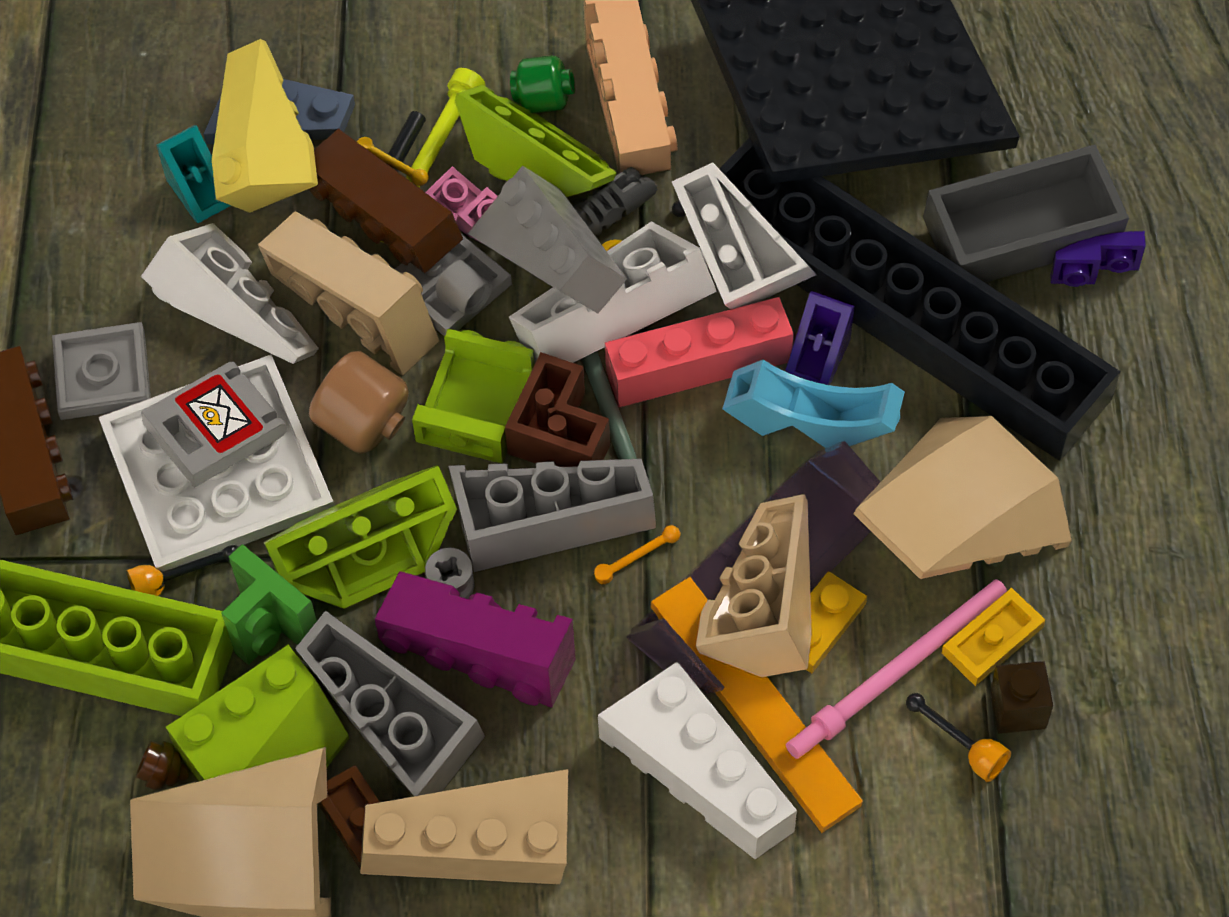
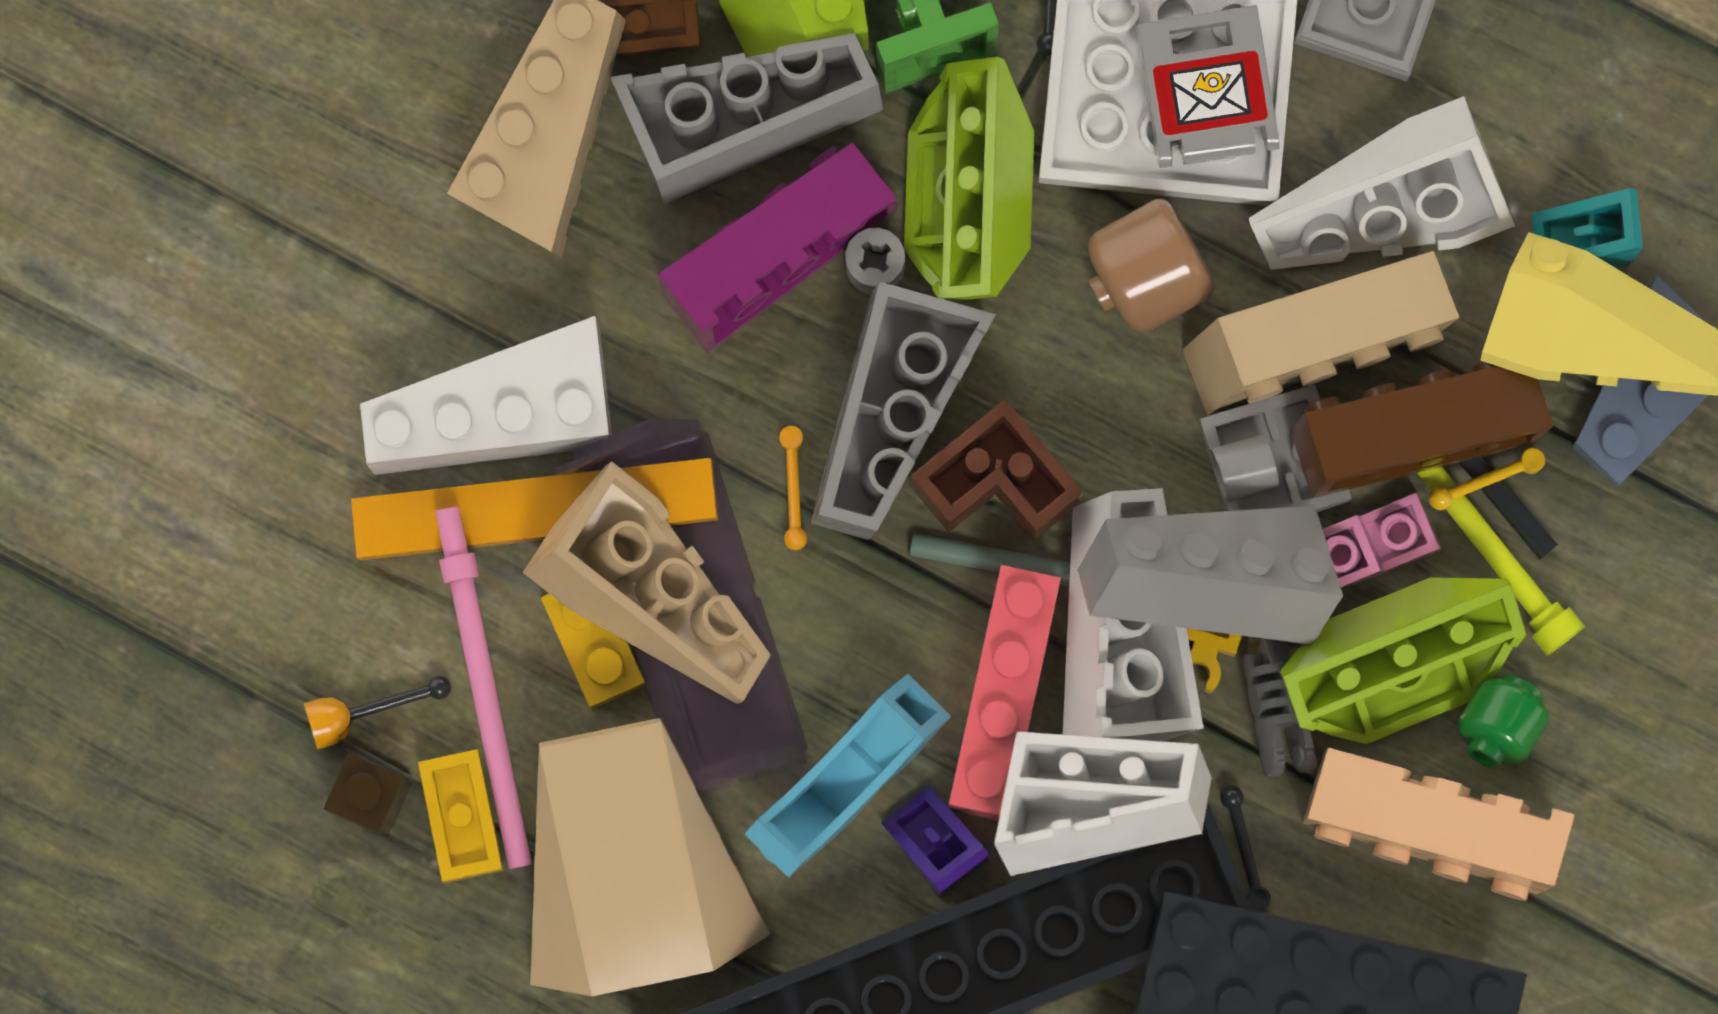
camera: 120 degrees right, 20 degrees up
(473, 395) = (1095, 409): lime panel -> none

